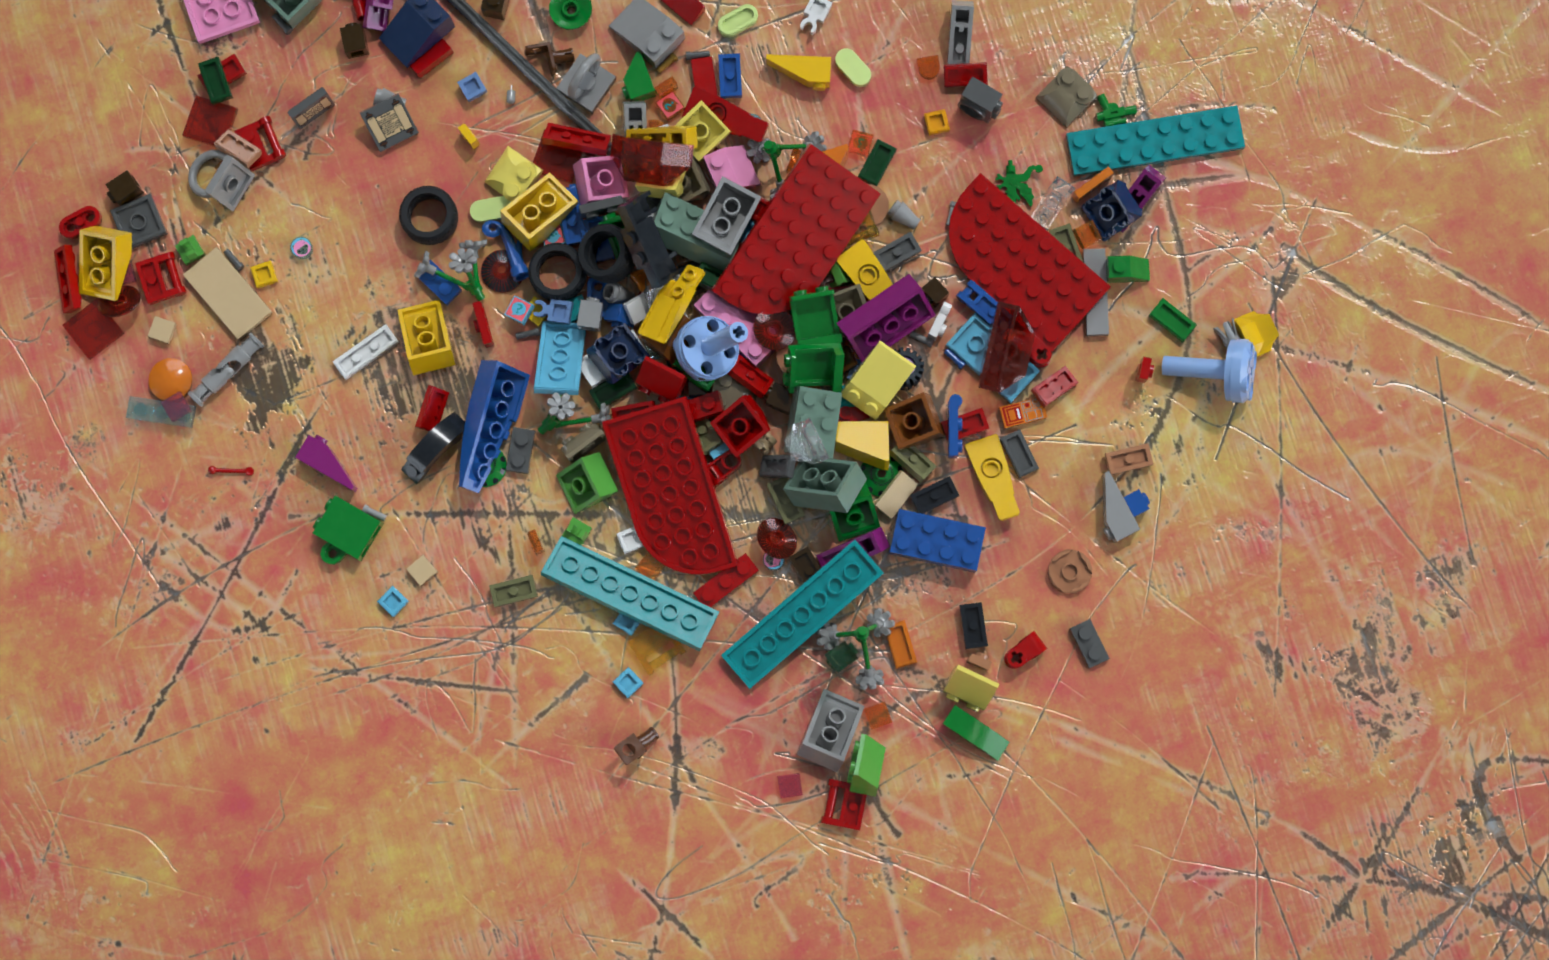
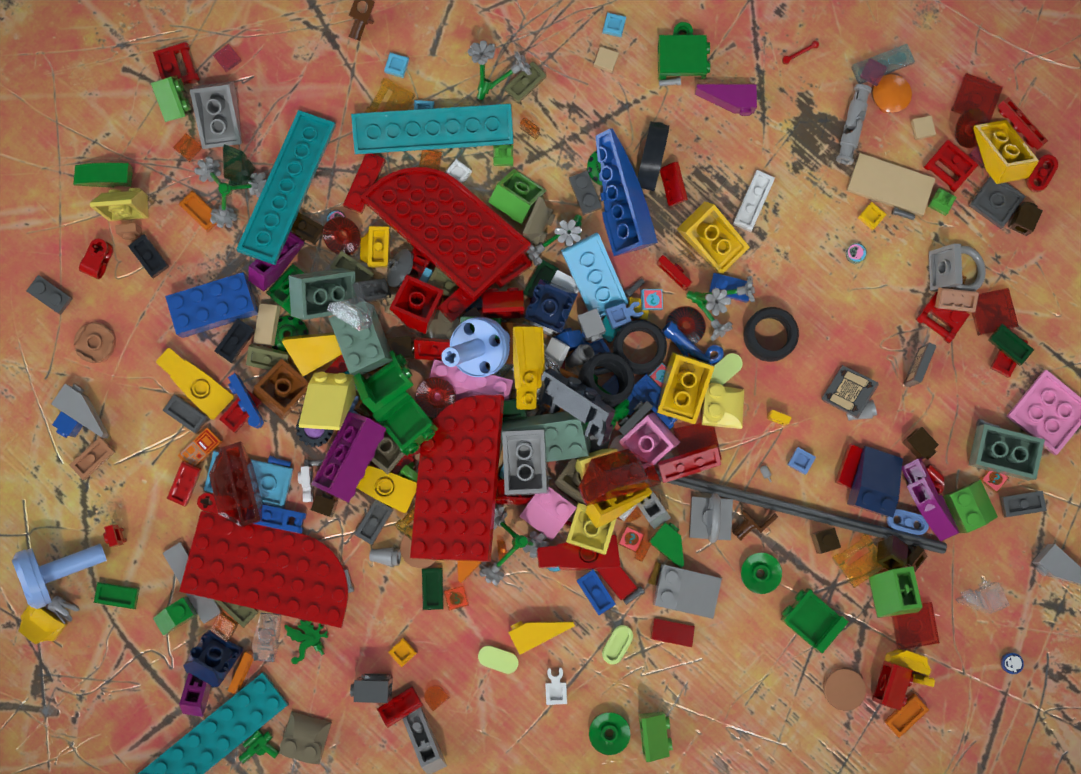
camera: 145 degrees right, 0 degrees up
(540, 621) = (481, 53): none -> light grey plant
(739, 474) = (398, 267): none -> dark grey dish
(750, 509) = (376, 247): none -> yellow slope

